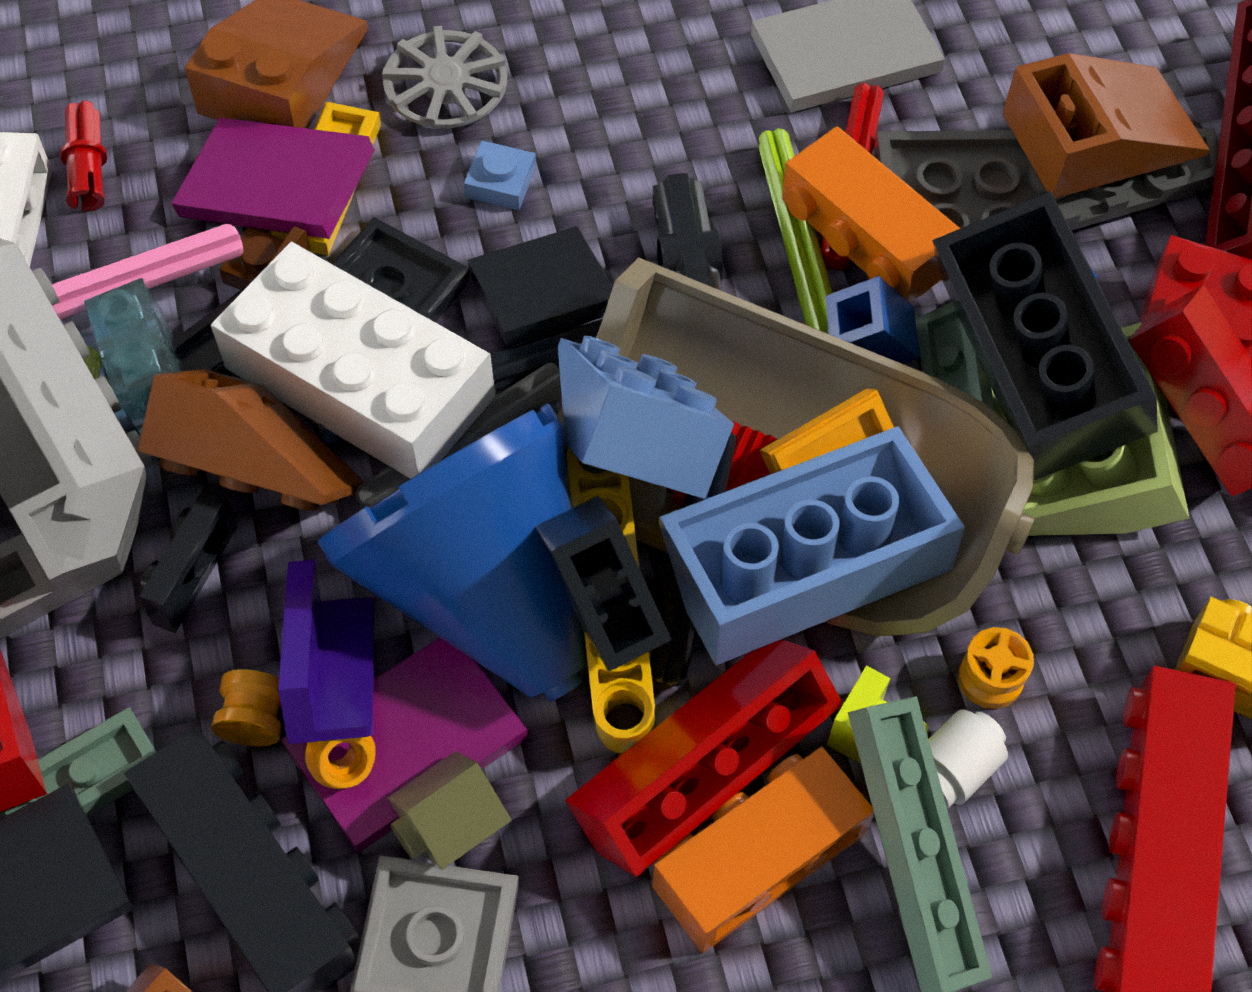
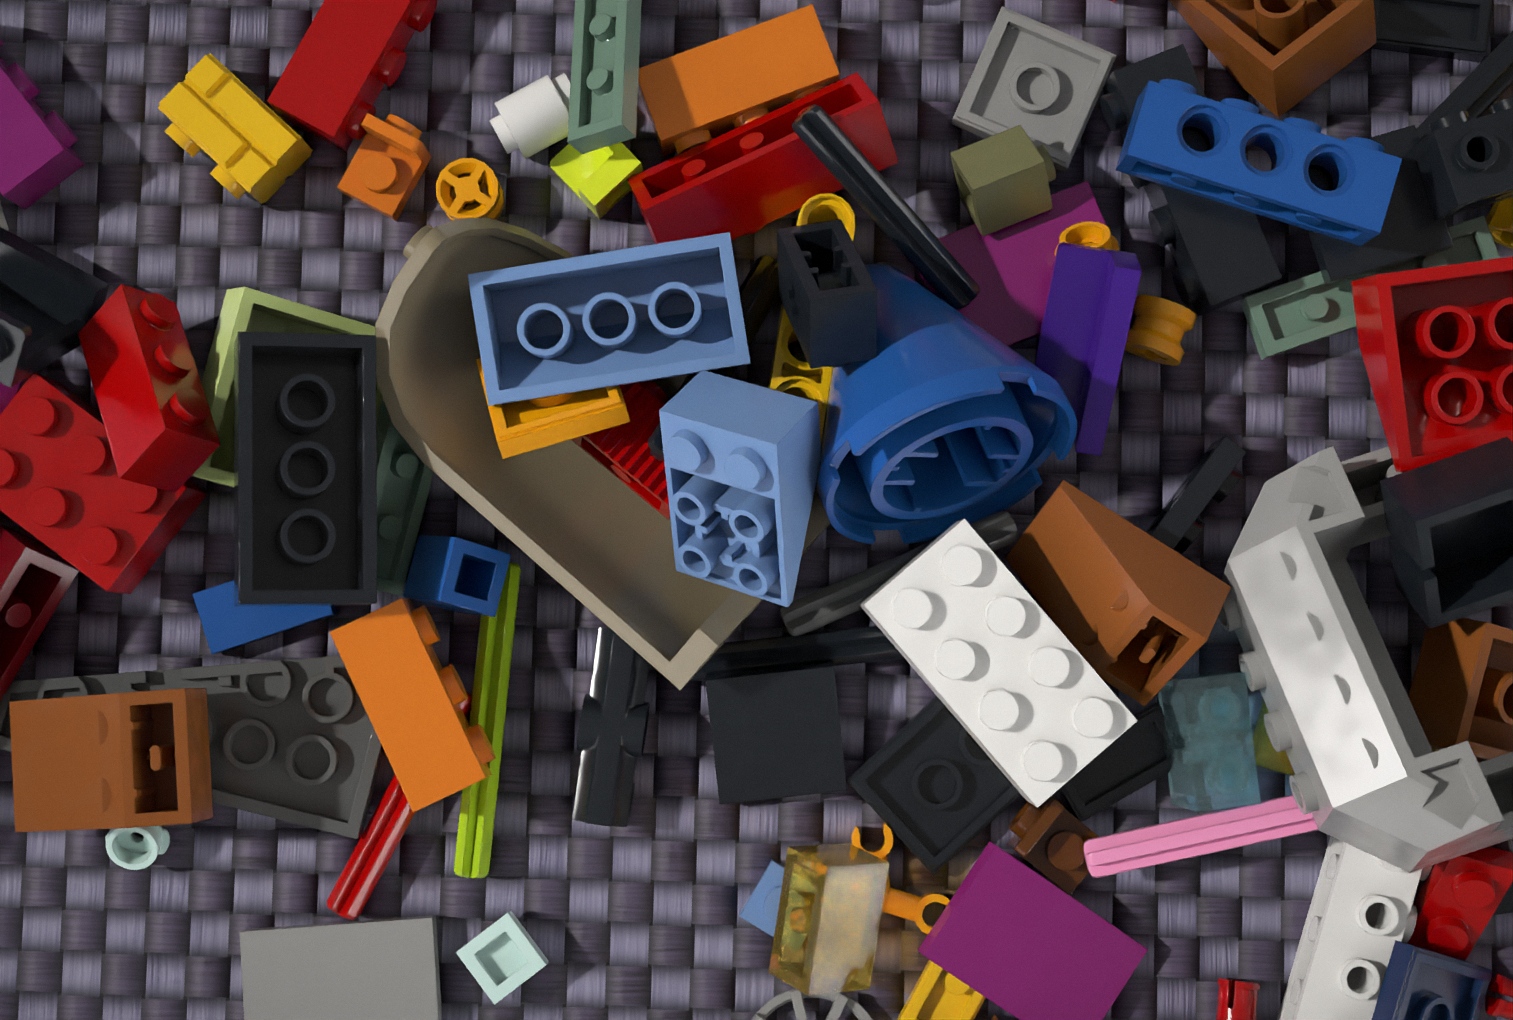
camera: 160 degrees left, 25 degrees up
(58, 840) = (1358, 166): none -> blue brick
(413, 195) = (896, 901): none -> light orange arm
(457, 151) = (828, 918): none -> clear yellow brick
(569, 727) = (885, 206): none -> black axle
(724, 86) = (502, 957): none -> light aqua plate
(1090, 678) = (386, 165): none -> orange bracket

